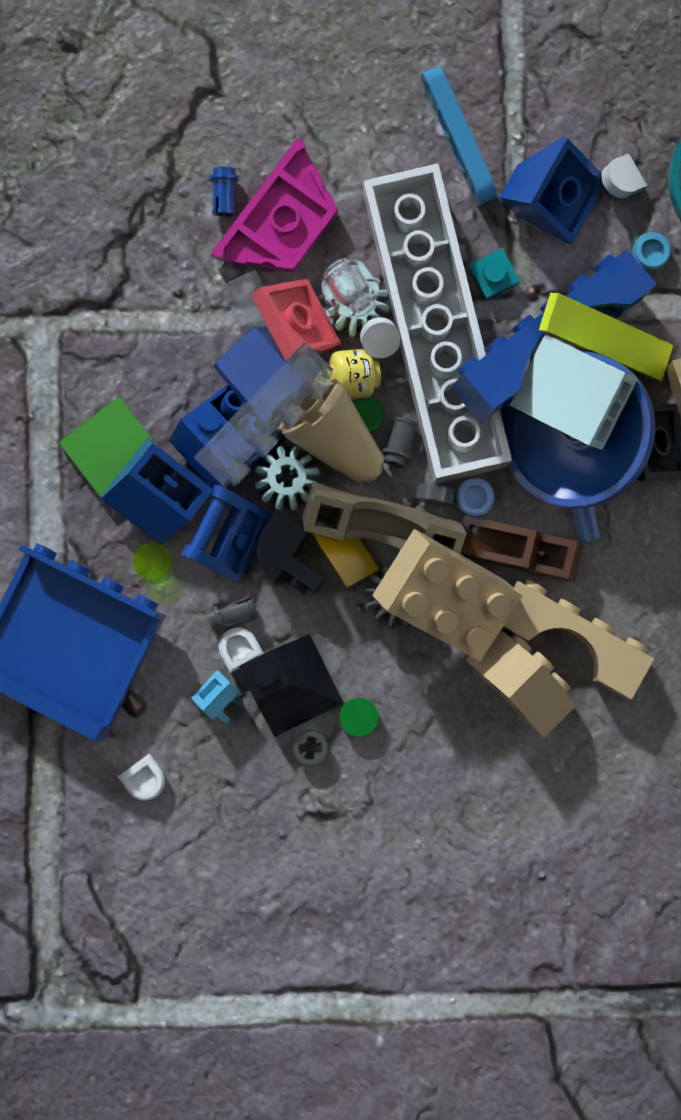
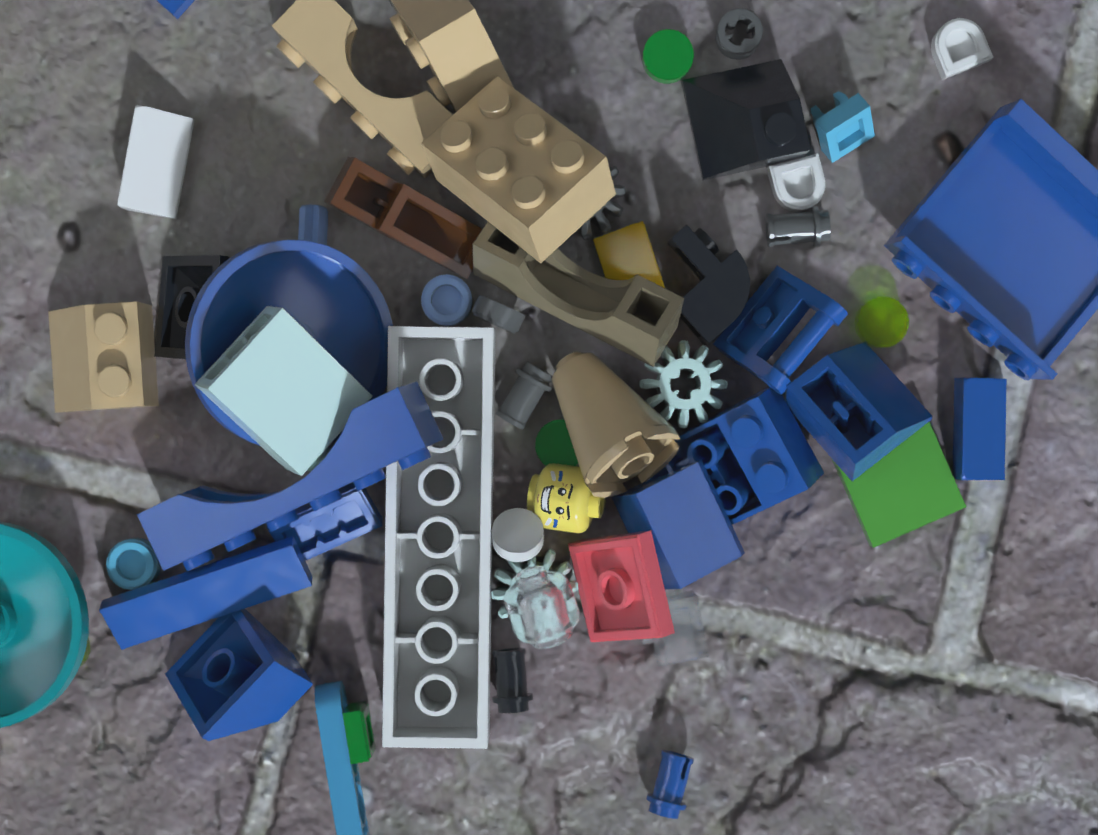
camera: 170 degrees left, 5 degrees up
(61, 502) = (979, 428): none -> blue slope
(264, 415) = (703, 459): clear brick -> none
(281, 217) = (603, 731): dark pink wing -> none
(357, 235) = (511, 680): none -> black pin
(457, 172) = (359, 732): none -> green tile
(493, 274) = (346, 586): teal plate -> none
(510, 313) = (332, 524): none -> plate
(592, 243) = (206, 593): none -> blue tile
(605, 336) = (223, 459): neon yellow tile -> none
(622, 177) = (144, 671): white tile -> none

